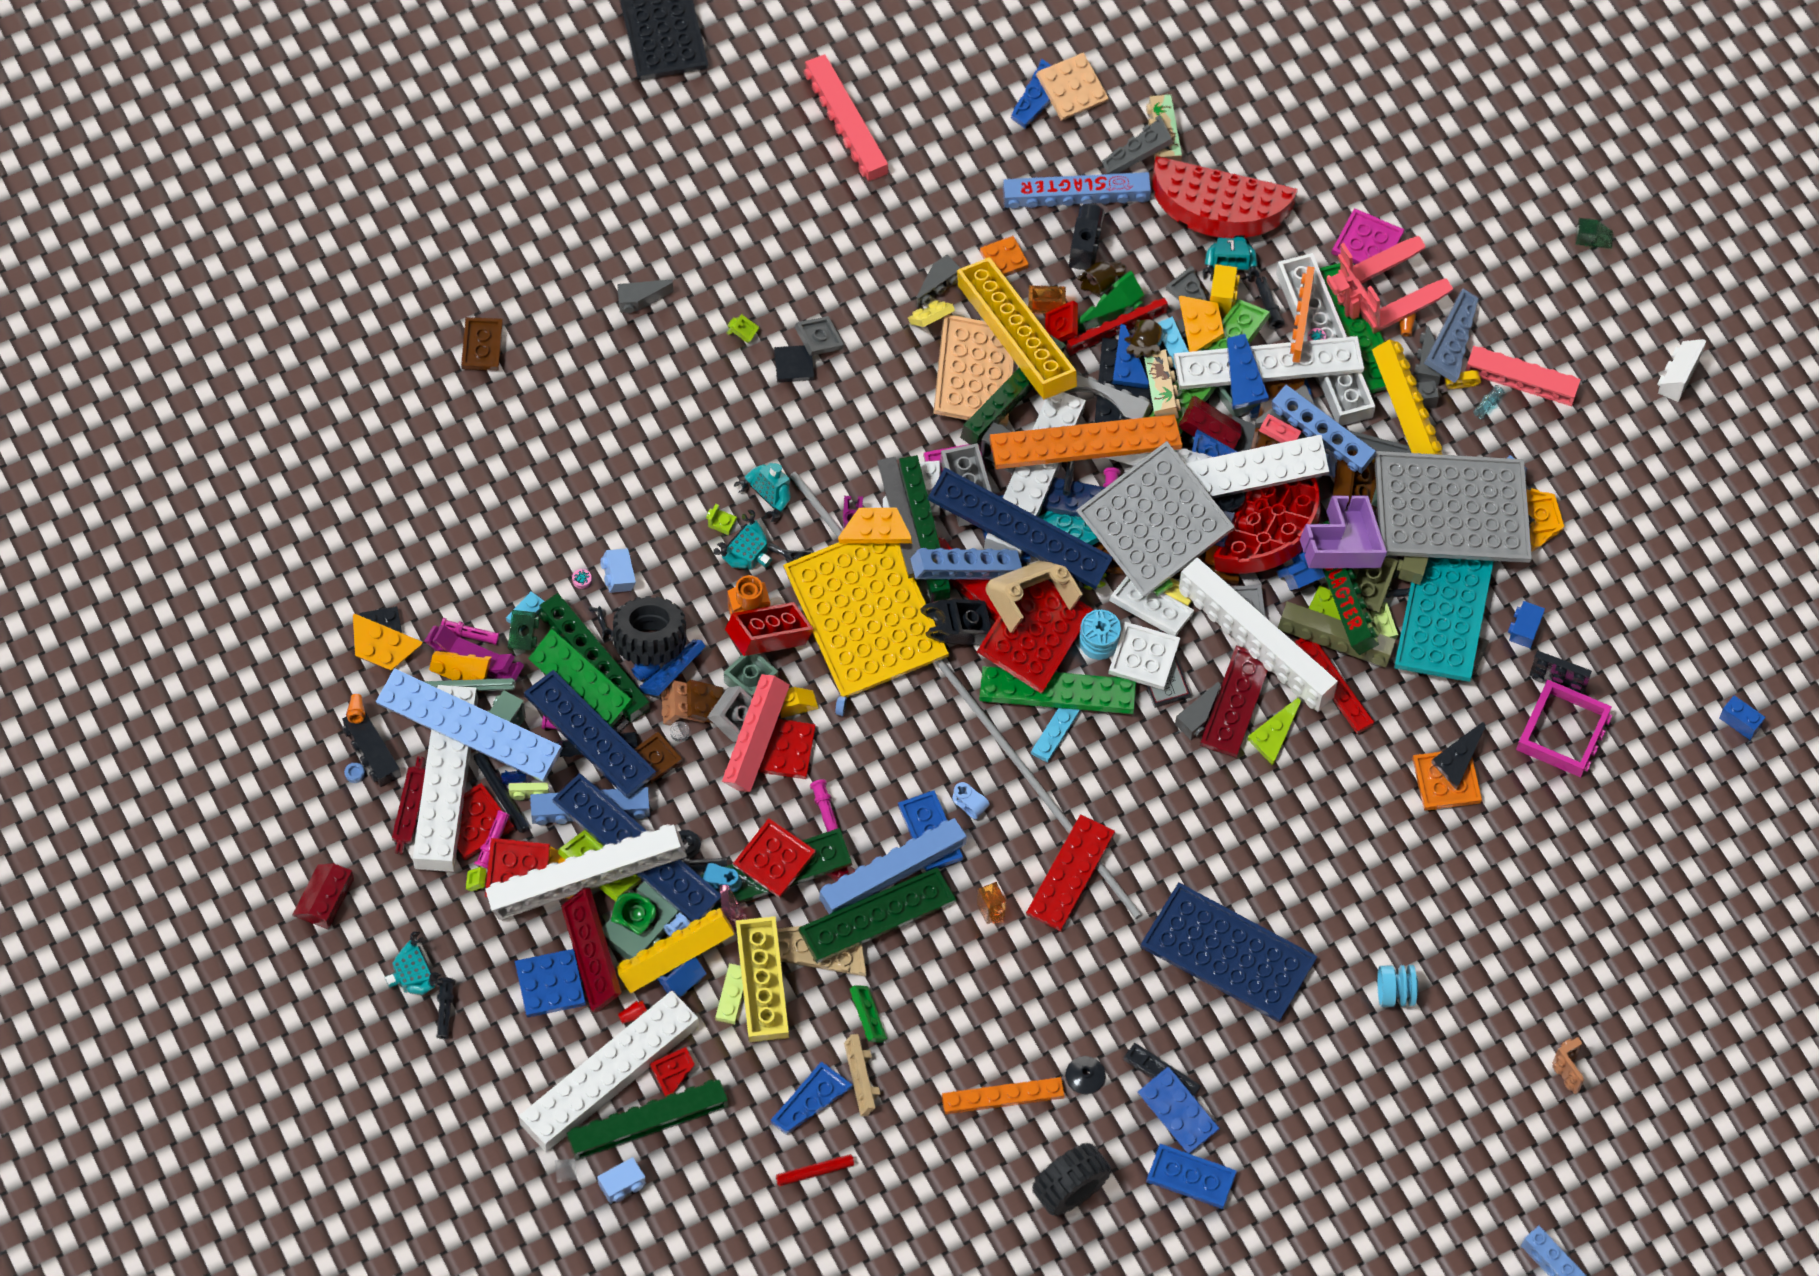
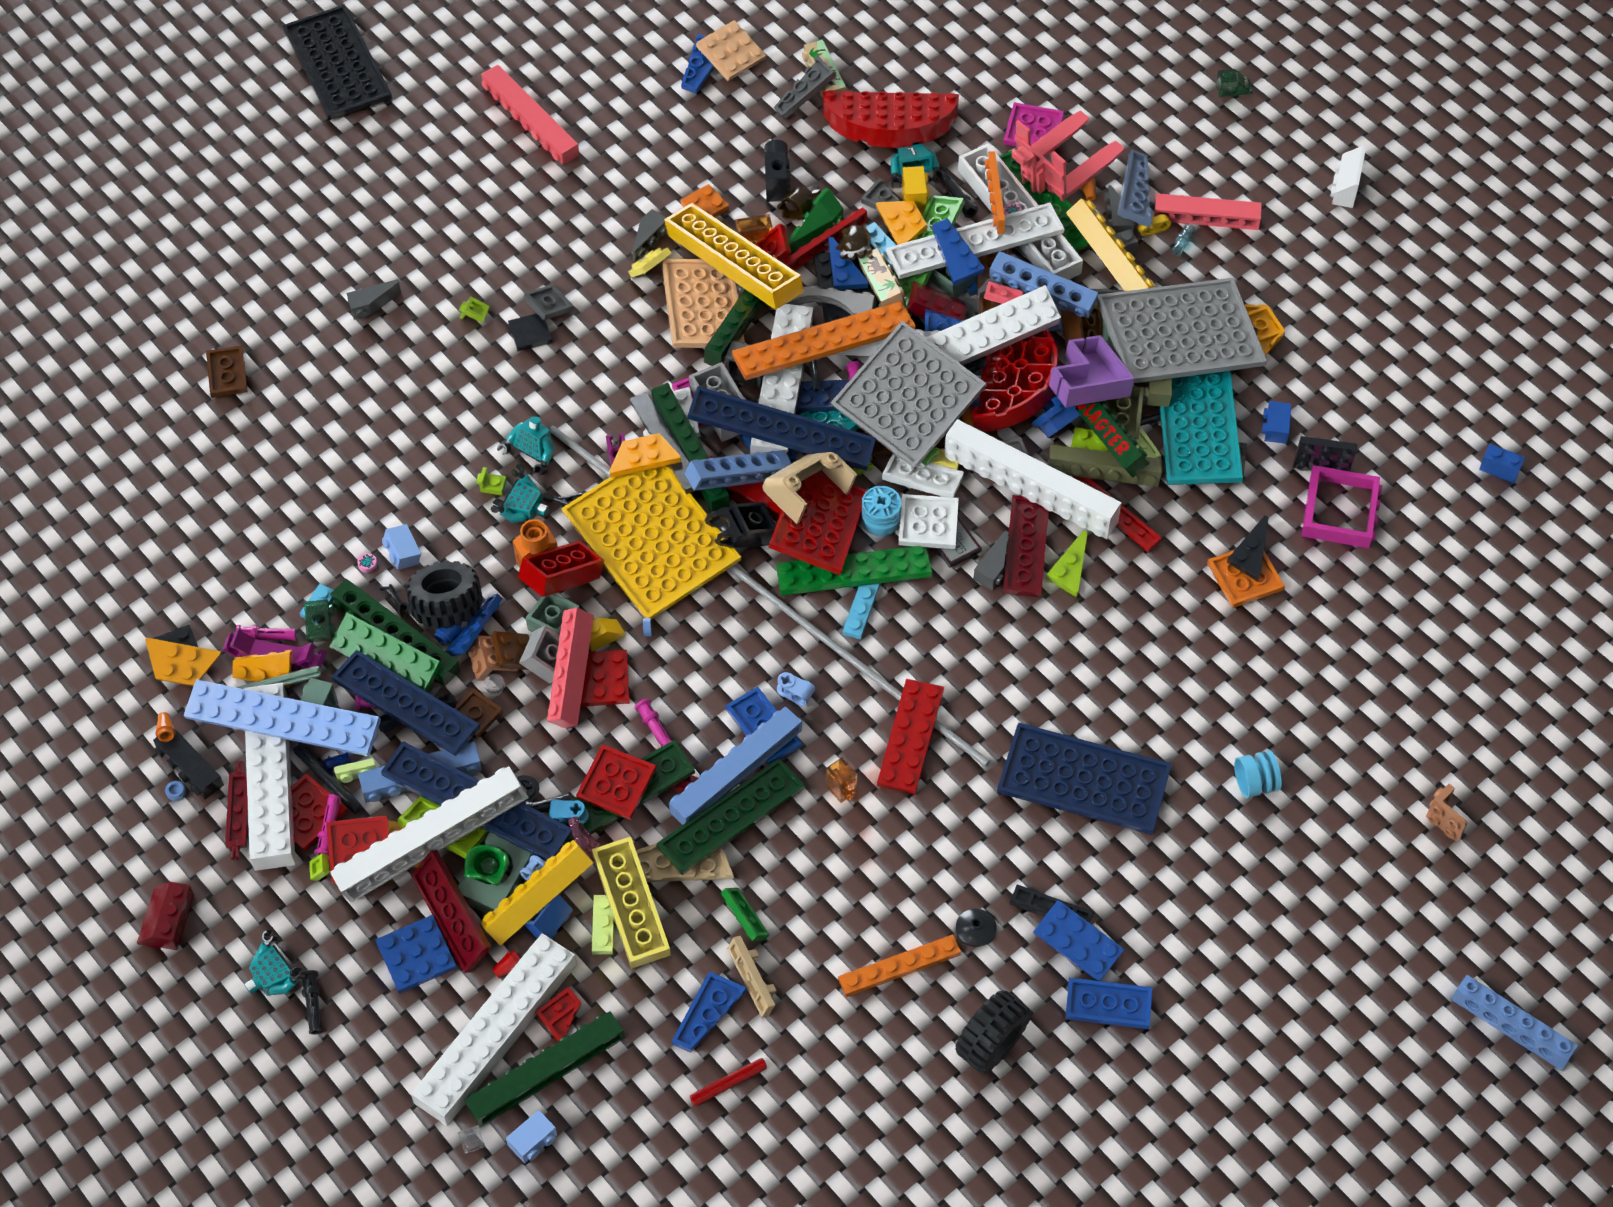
camera: 10 degrees left, 5 degrees down
(1076, 190) = (756, 134): medium blue brick -> none

